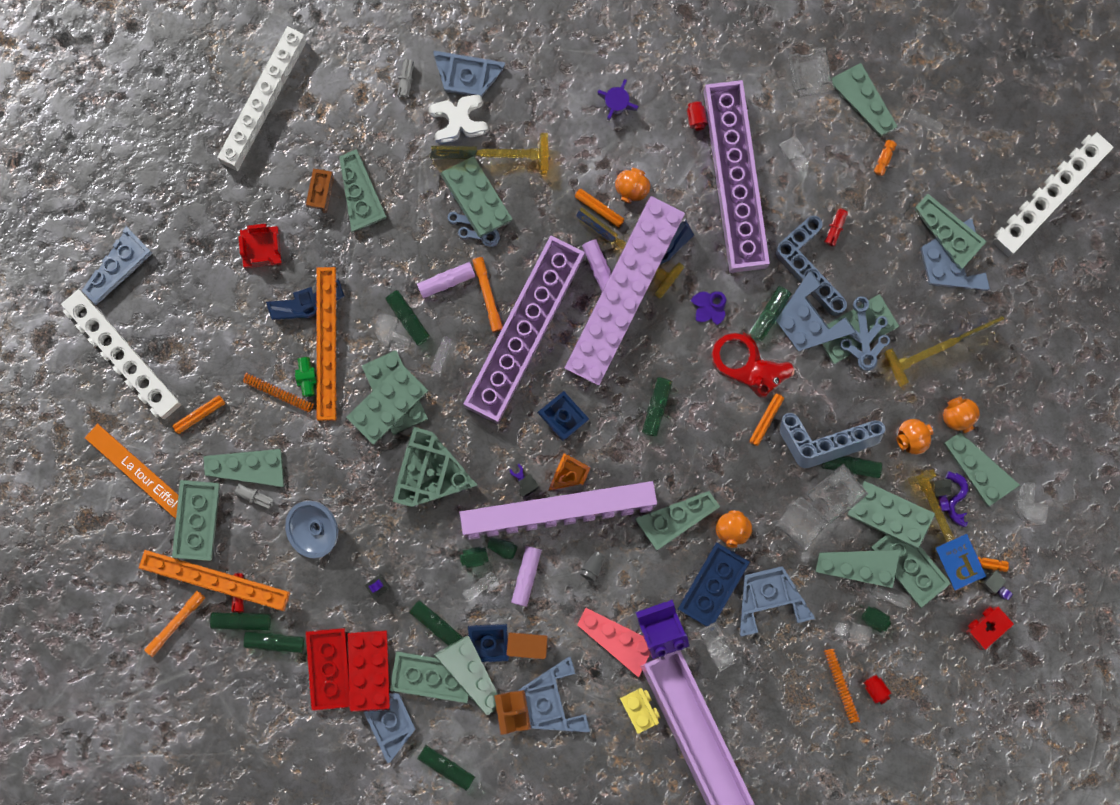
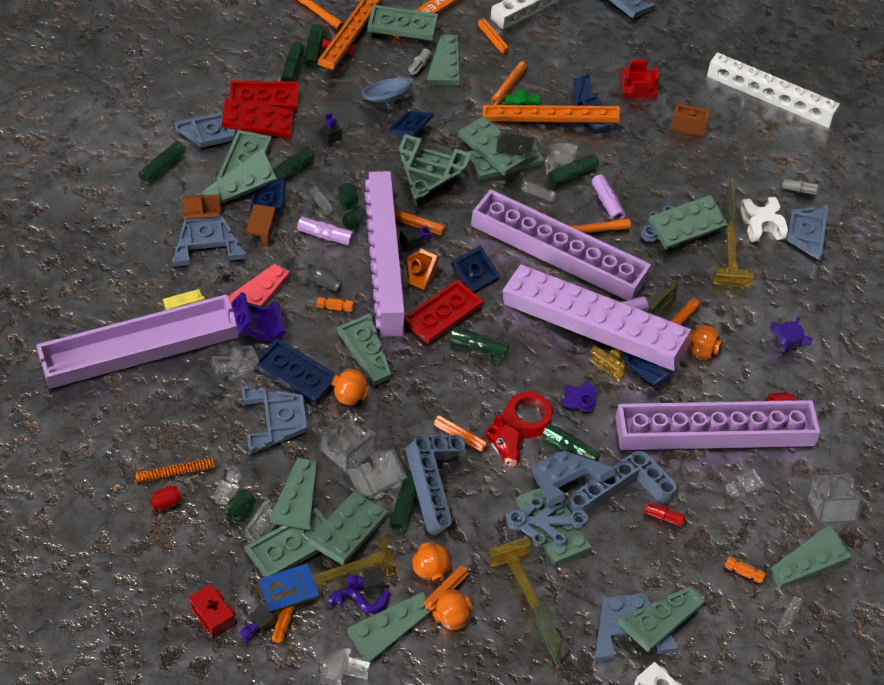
camera: 95 degrees right, 30 degrees down
(357, 498) = (410, 124): none -> dark blue slope
(361, 197) = (690, 148): sand green wing -> none
(394, 380) = (515, 144): none -> clear smoke bracket
(500, 479) = (419, 222): none -> orange axle
(620, 445) = (442, 311): none -> red plate
(622, 556) = (334, 304): none -> orange axle
(939, 421) = (450, 583): none -> orange axle

